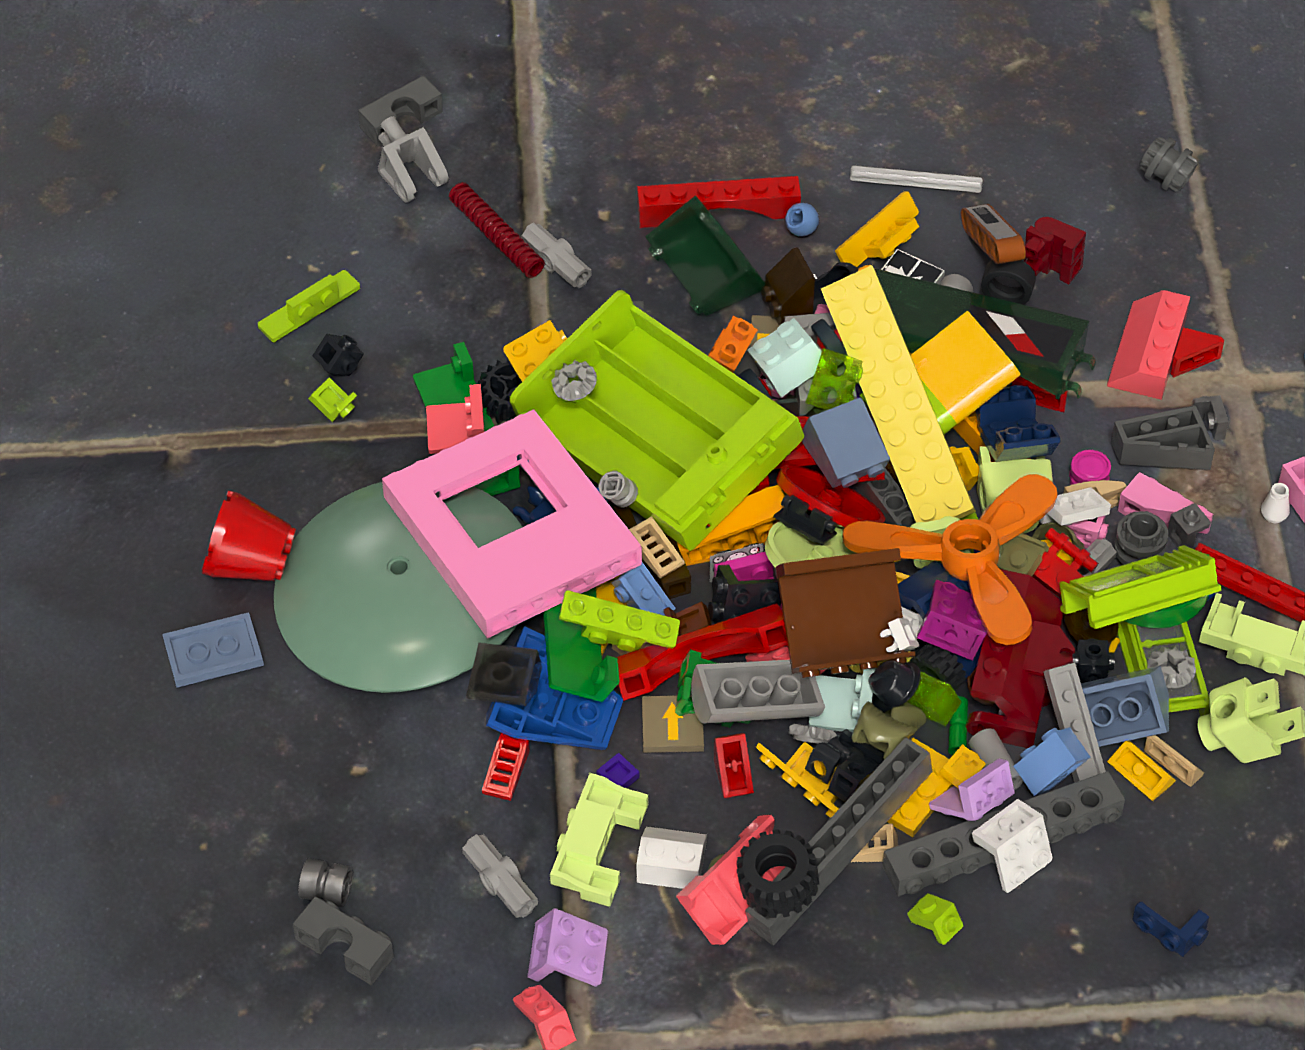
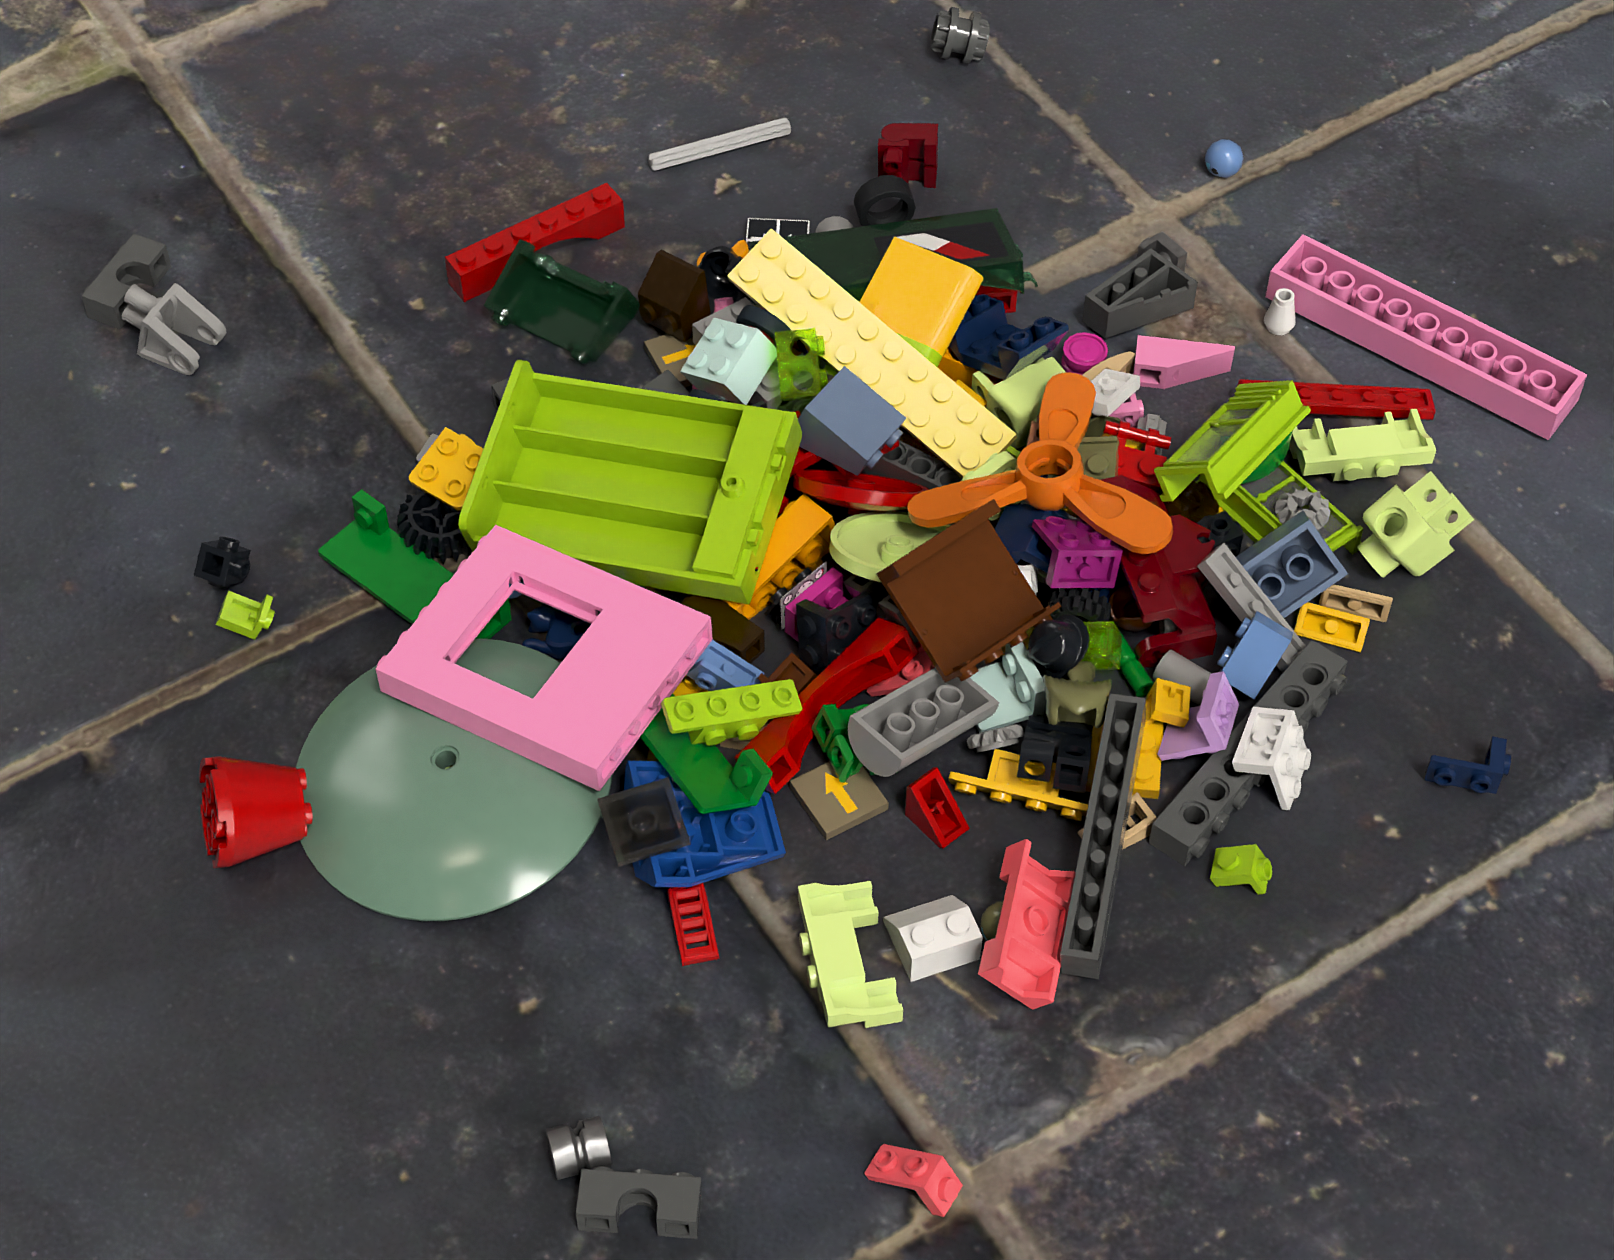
camera: 30 degrees left, 0 degrees up
(212, 649) = (278, 948): sand blue plate -> none
(308, 304) = (150, 526): lime bracket -> none
(455, 422) = (406, 581): coral bracket -> none
(496, 230) = (313, 362): dark red piece -> none
(500, 876) = (765, 1045): light grey piece -> none
(557, 255) = (396, 363): light grey piece -> none
(568, 947) = (887, 1087): lavender bracket -> none
(576, 389) = (526, 486): light grey gear -> none
(618, 489) = (649, 573): light grey wheel -> none
(619, 771) = (819, 870): dark purple plate -> none
(650, 527) = (705, 603): tan slope -> none
(733, 343) = (664, 368): orange hips -> none
(782, 895) = (1084, 869): black tyre -> none
(801, 219) = (633, 226): medium blue piece -> none
(817, 526) = (877, 519): black hinge -> none
(881, 233) = (724, 208): yellow bracket -> none
(903, 635) = (1035, 590): white tile -> none
(993, 234) = (844, 162): dark orange beam -> none
(1140, 537) = (1184, 400): dark grey piece -> none
(1149, 344) = (1057, 211): coral slope -> none
(1186, 524) = (1216, 370): flat silver bracket -> none
(1195, 350) = (1102, 199): red slope -> none

